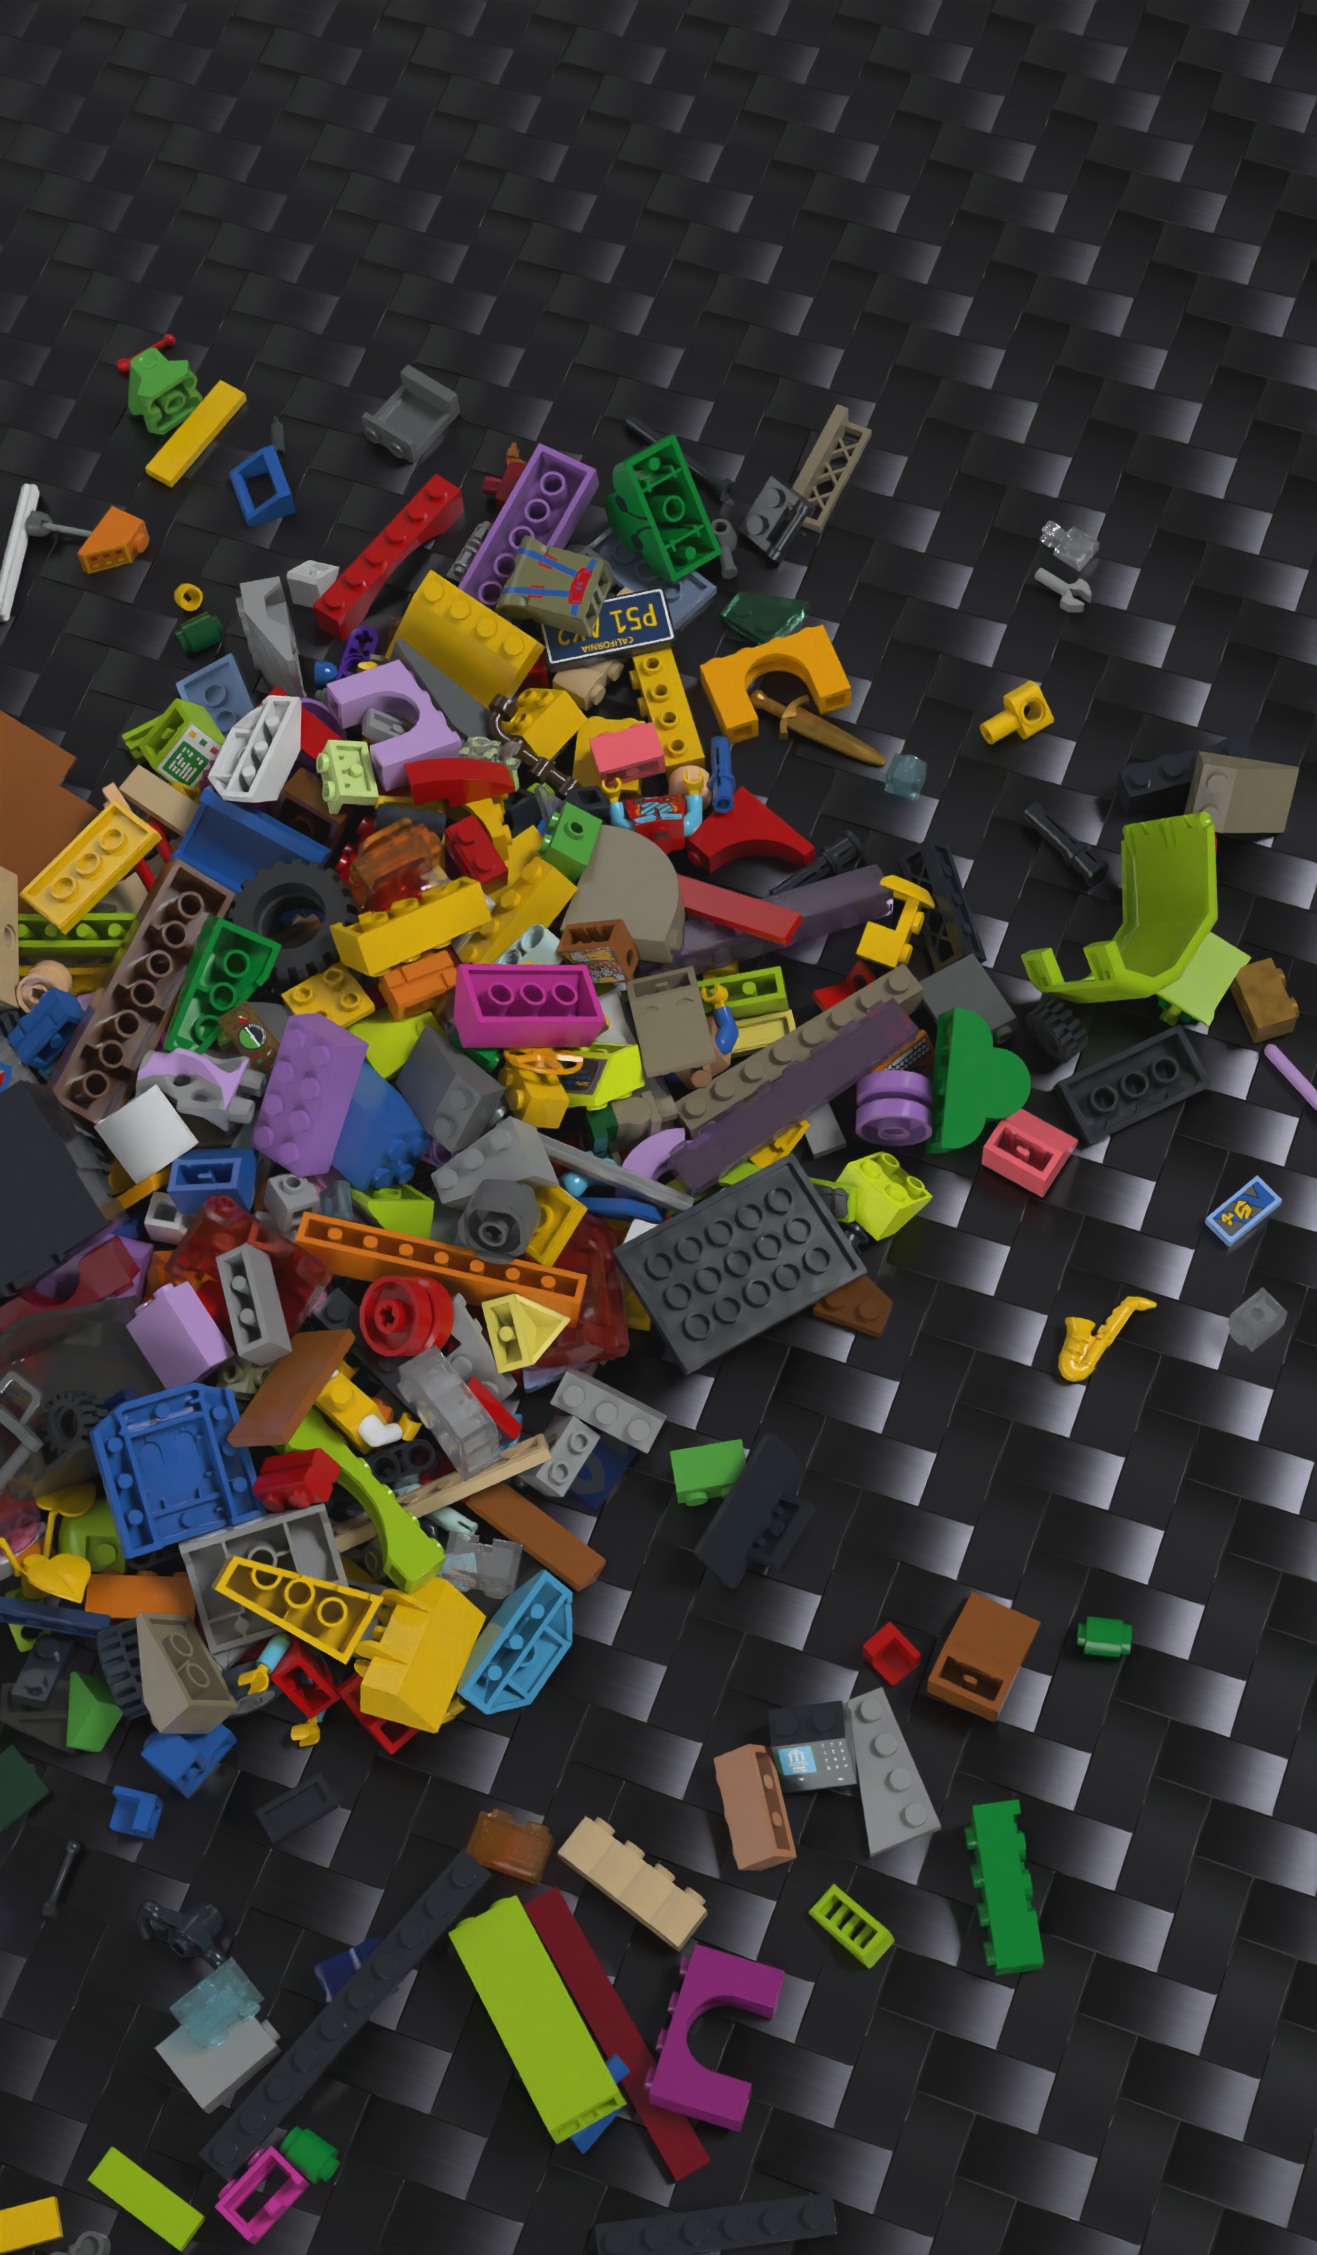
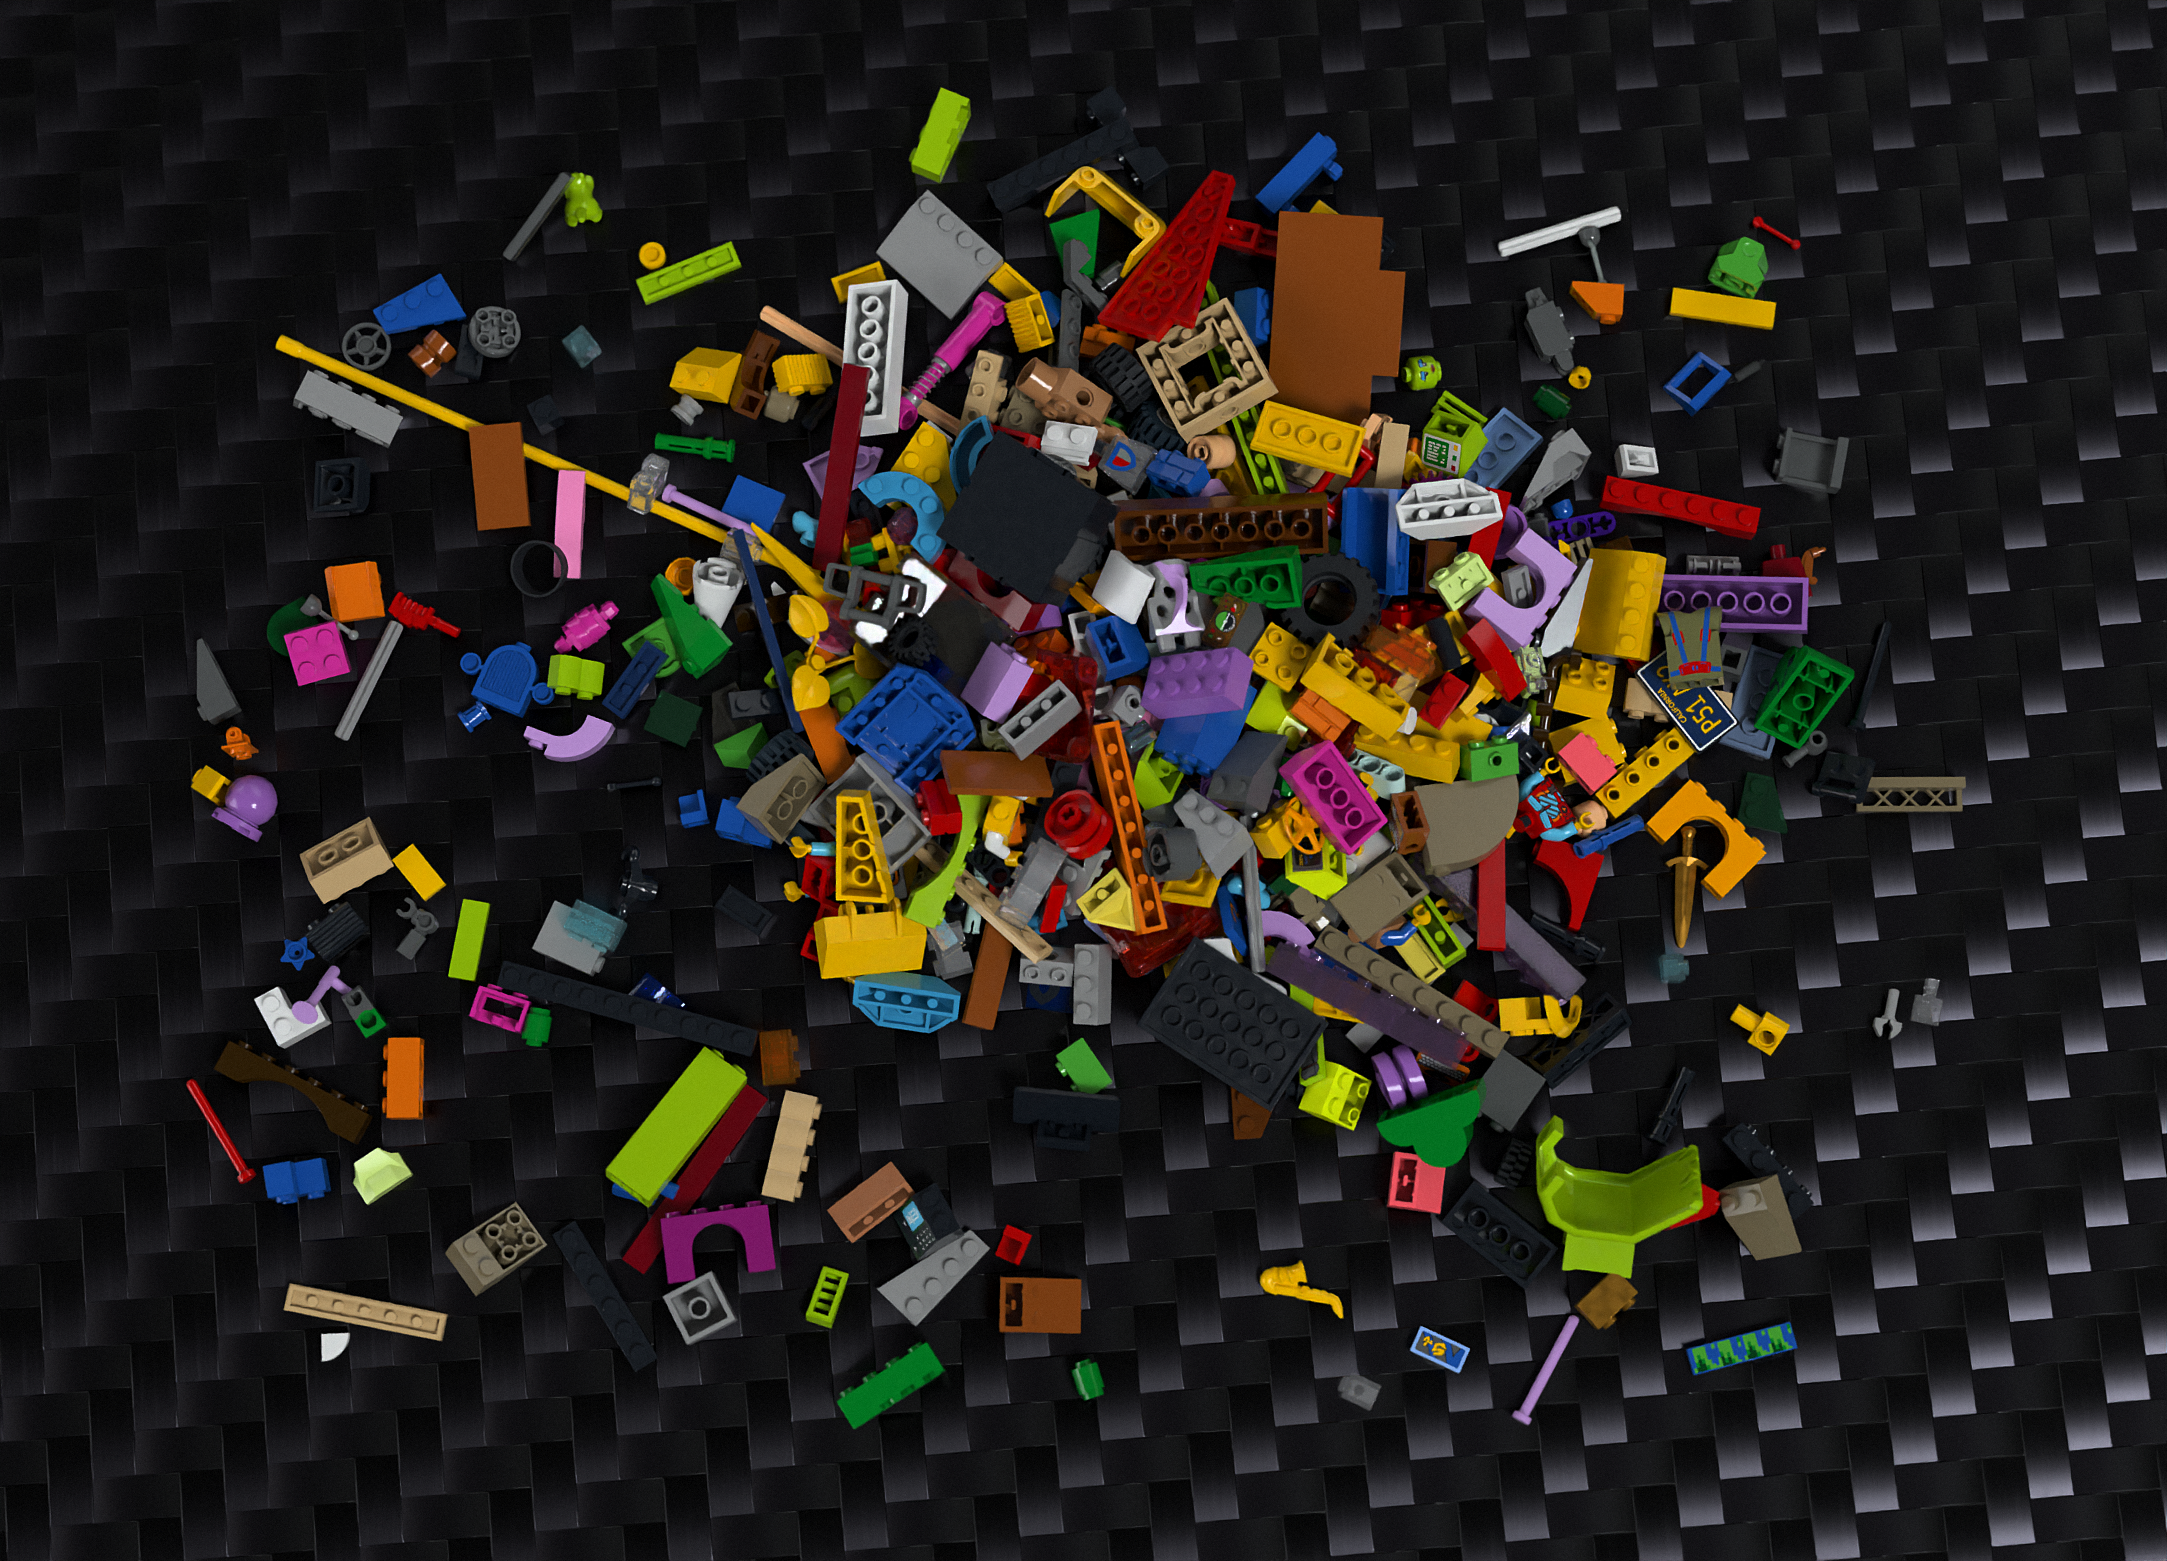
camera: 60 degrees right, 15 degrees up
(89, 747) = (1421, 372): none -> lime head
(120, 605) = (1548, 332): none -> dark grey hinge
(792, 2099) = (700, 1308): none -> light grey brick

